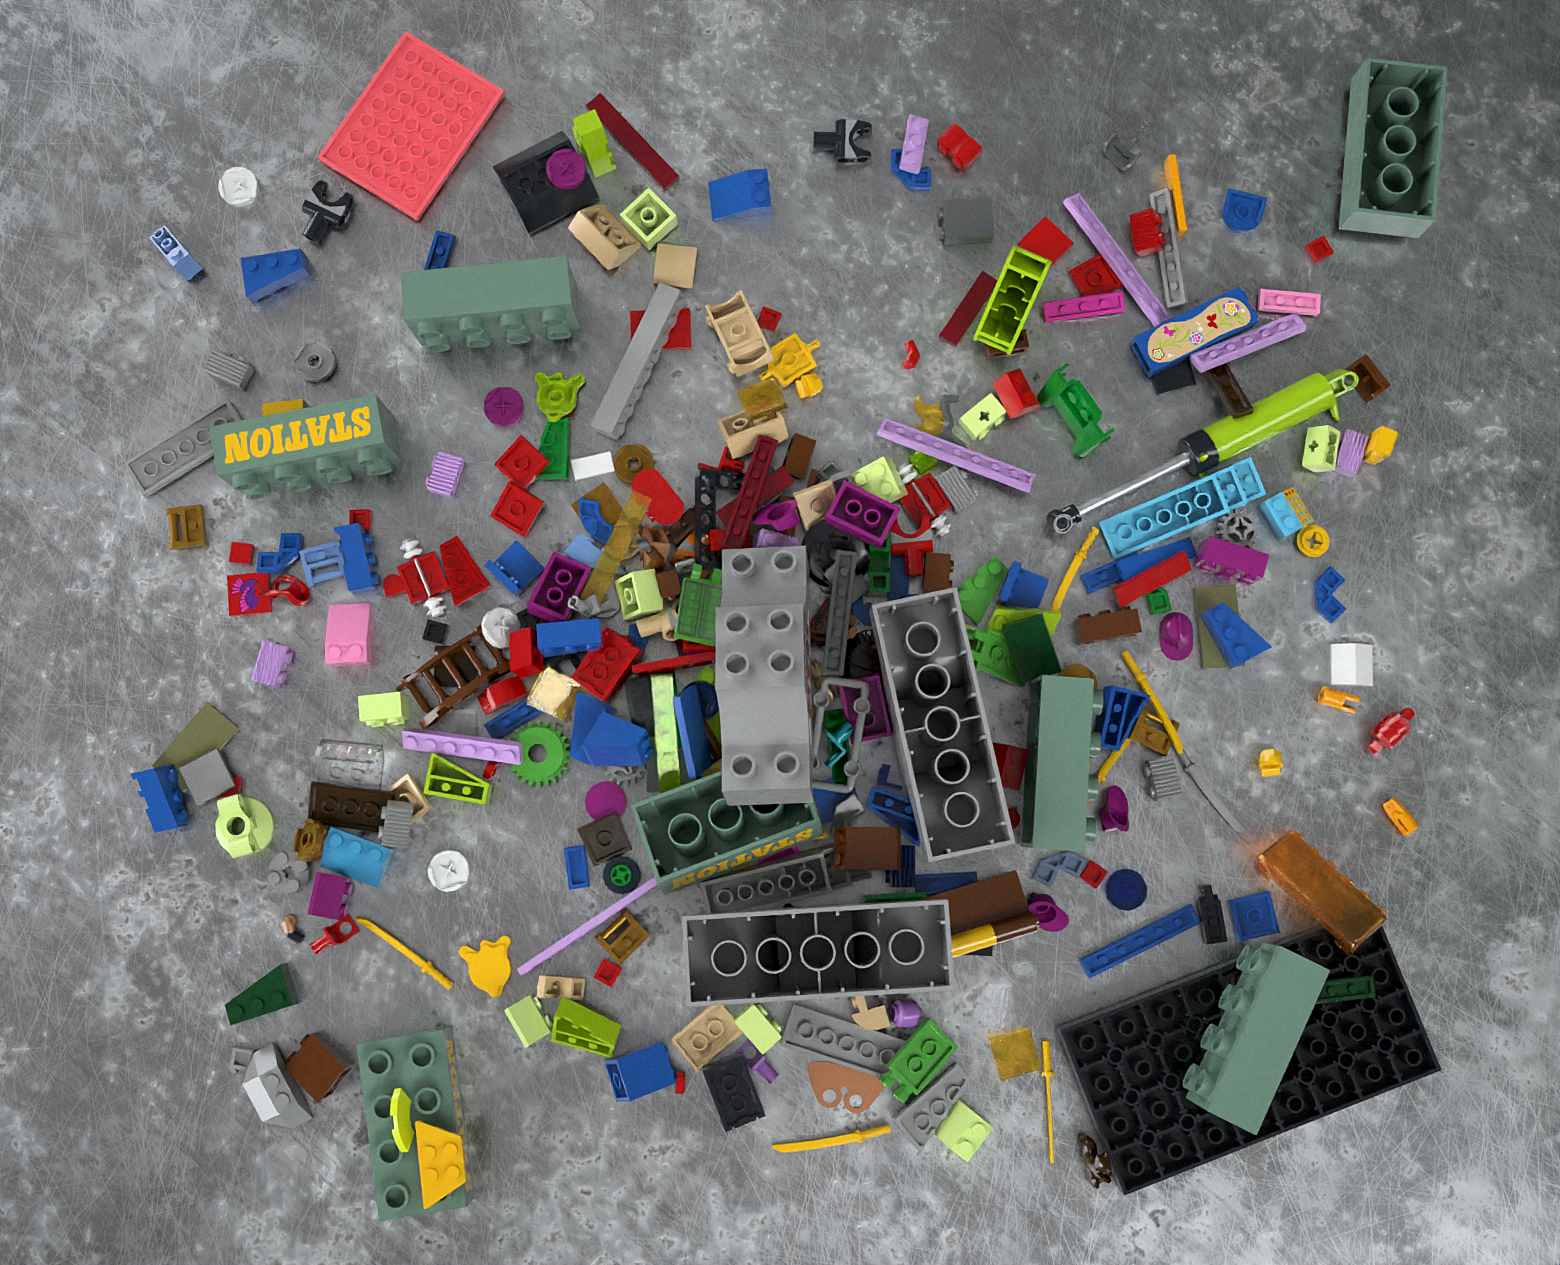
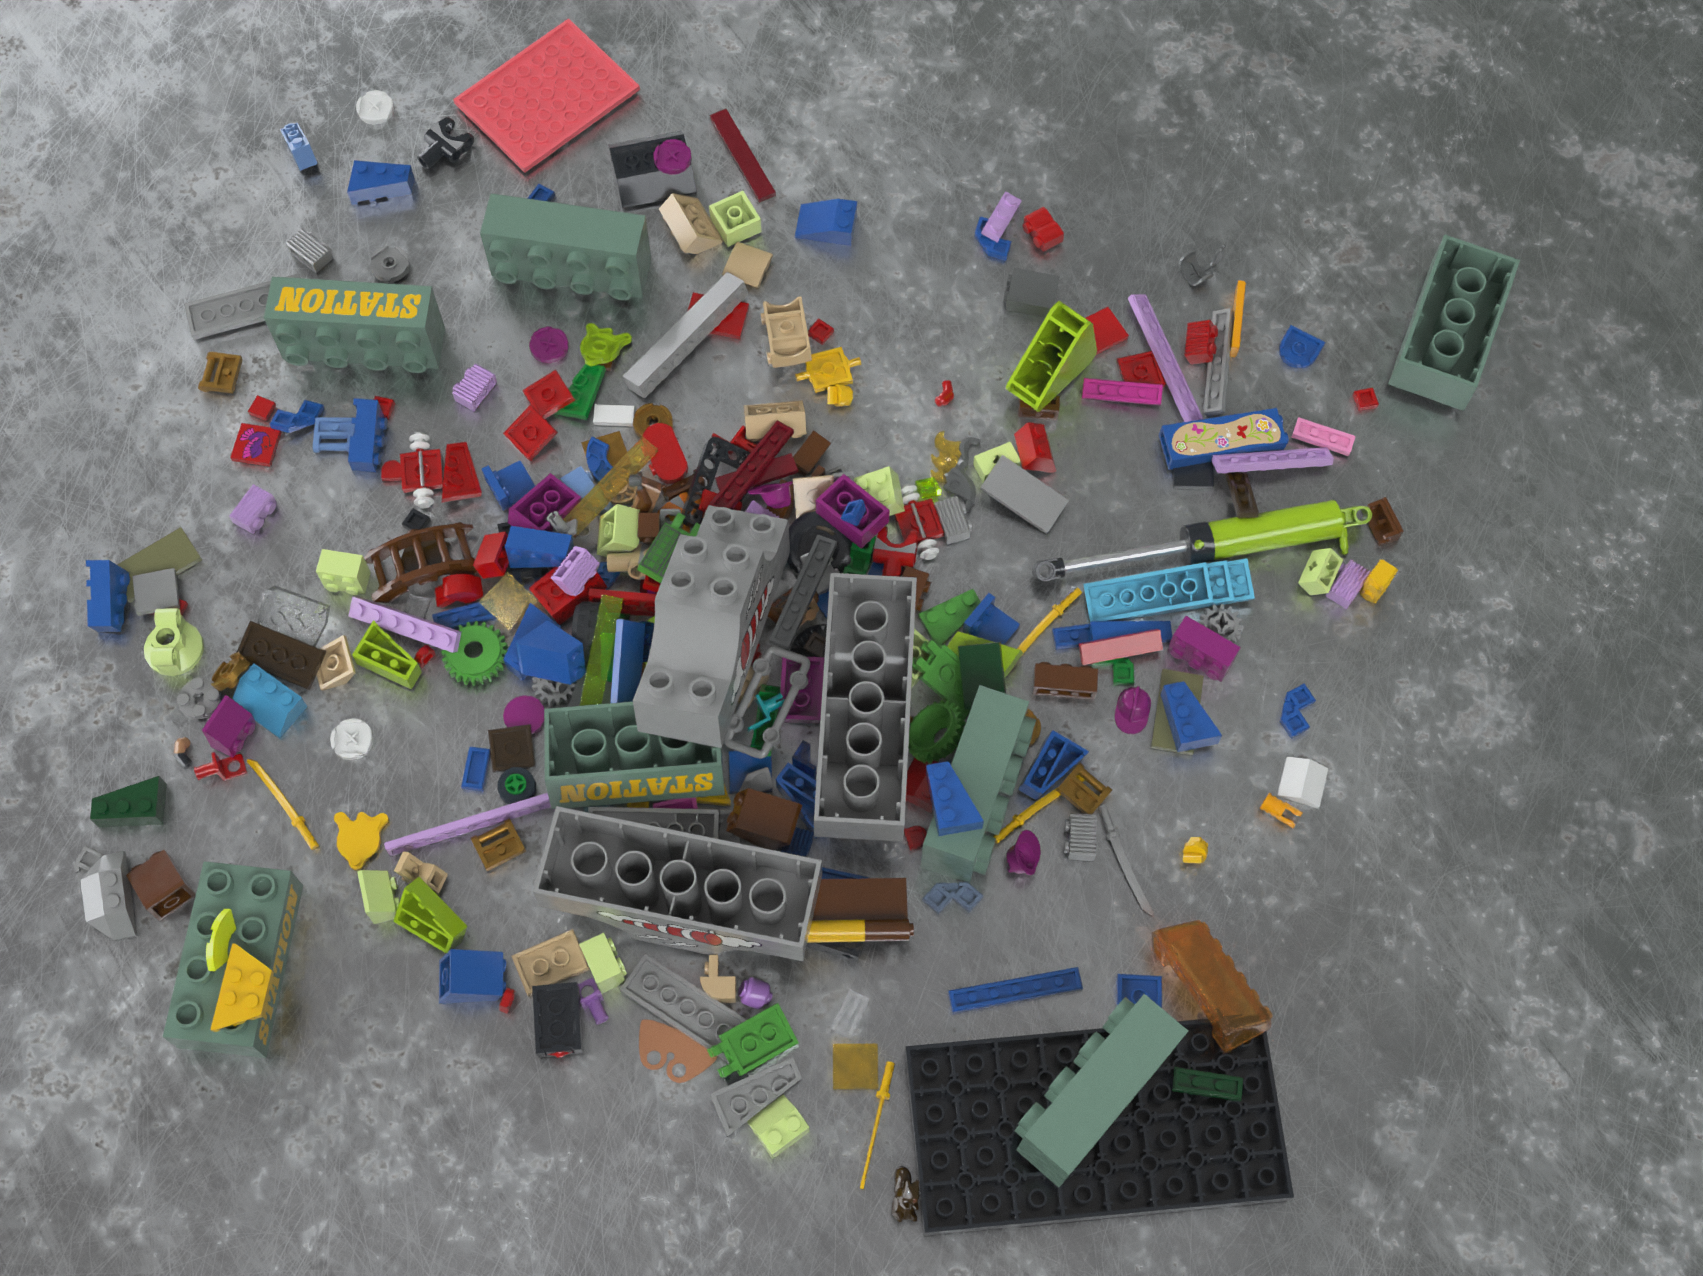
camera: 15 degrees right, 15 degrees down
(296, 593) = (299, 452): red piece -> none
(349, 635) = (334, 504): bright pink slope -> none
(396, 824) = (316, 678): light grey brick -> none
(498, 625) = (475, 526): white tile -> none
(593, 142) = (704, 142): lime wedge -> none
(607, 972) = (472, 874): red plate -> none
(614, 654) = (575, 571): none -> lavender brick
(762, 399) = (791, 395): clear yellow tile -> none
(816, 672) = (776, 666): tan arm -> none
(832, 1141) = (669, 1103): yellow sword -> none
(842, 141) = (937, 199): black connector -> none
(867, 520) = (854, 512): none -> blue slope
(956, 455) = (962, 488): lavender tile -> none
(968, 309) = (998, 378): dark red tile -> none
(999, 698) = (928, 723): none -> bright green gear
(1018, 444) = (1024, 494): none -> light grey tile
(1048, 802) = (950, 801): none -> blue wedge
(1048, 913) = (927, 937): magenta piece -> none
(1076, 410) = (1087, 472): green piece -> none
(1093, 874) = (985, 912): red tile -> none
(1126, 889) = (1015, 936): clear blue tile -> none
(1141, 679) = (1086, 738): yellow sword -> none
(1211, 916) = (1095, 985): black hinge -> none
(1285, 513) = (1271, 623): medium azure slope -> none
(1320, 537) = (1287, 648): yellow gear -> none
(1391, 731) = (1325, 851): red piece -> none
(1400, 816) = (1316, 939): light orange hinge -> none

